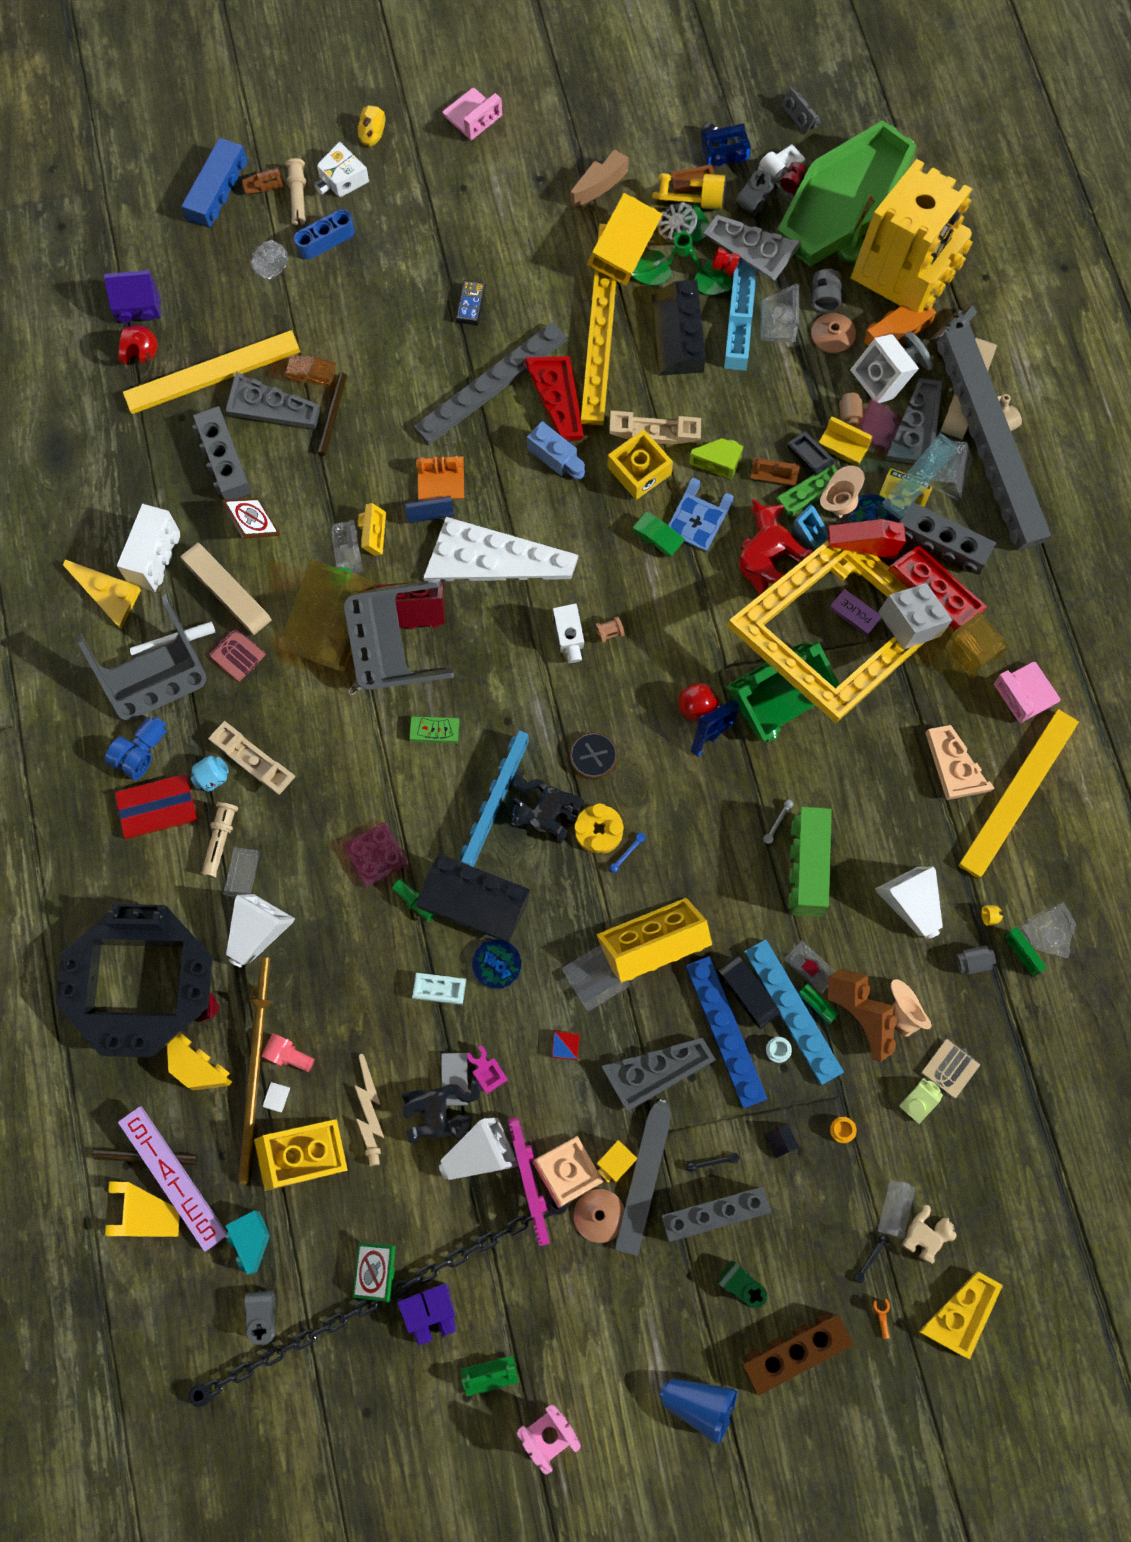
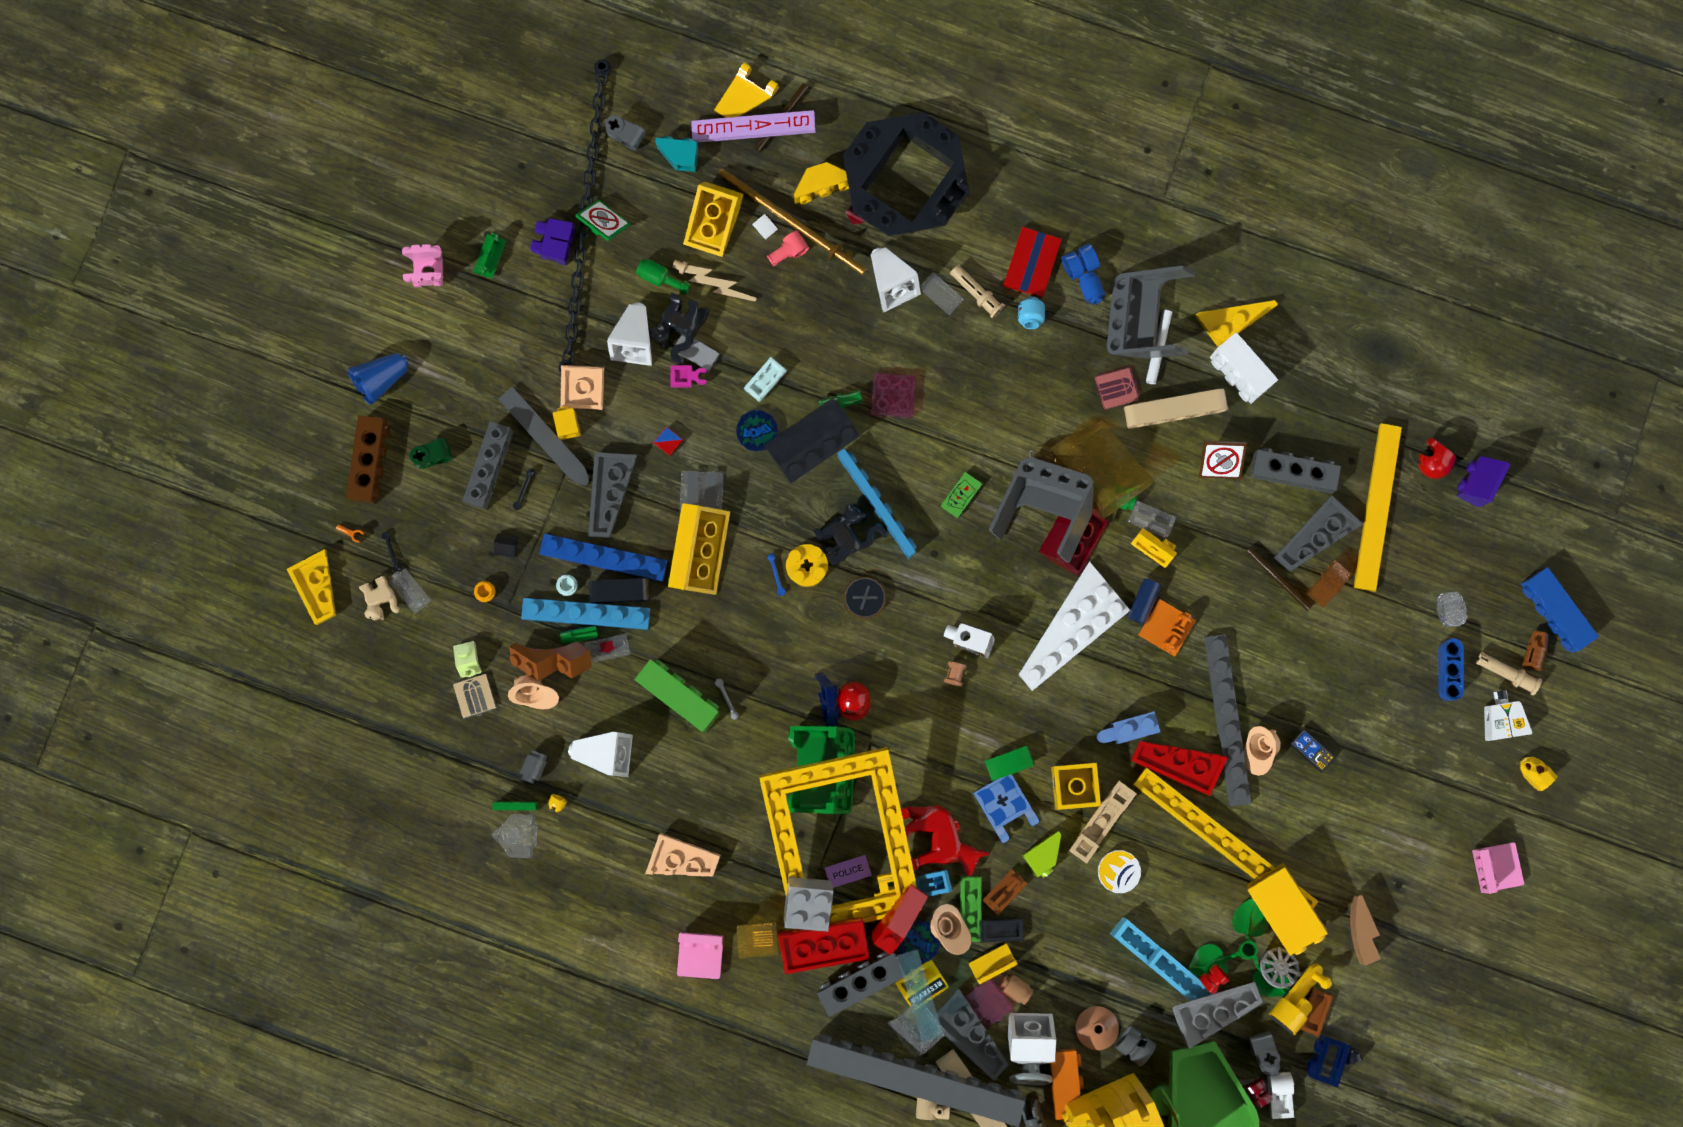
camera: 120 degrees right, 10 degrees up
(251, 758) = (1023, 350): tan slope -> none
(397, 1173) = (658, 275): none -> green piece
(500, 337) = (1261, 749): none -> light nougat piece
(536, 1203) = (575, 350): dark pink piece -> none
(585, 1220) = (549, 398): nougat dish -> none
(679, 329) = (1179, 901): black slope -> none
(687, 391) = (1119, 871): none -> tile
(780, 315) = (1138, 991): clear slope -> none
(1018, 794) = (630, 891): yellow tile -> none

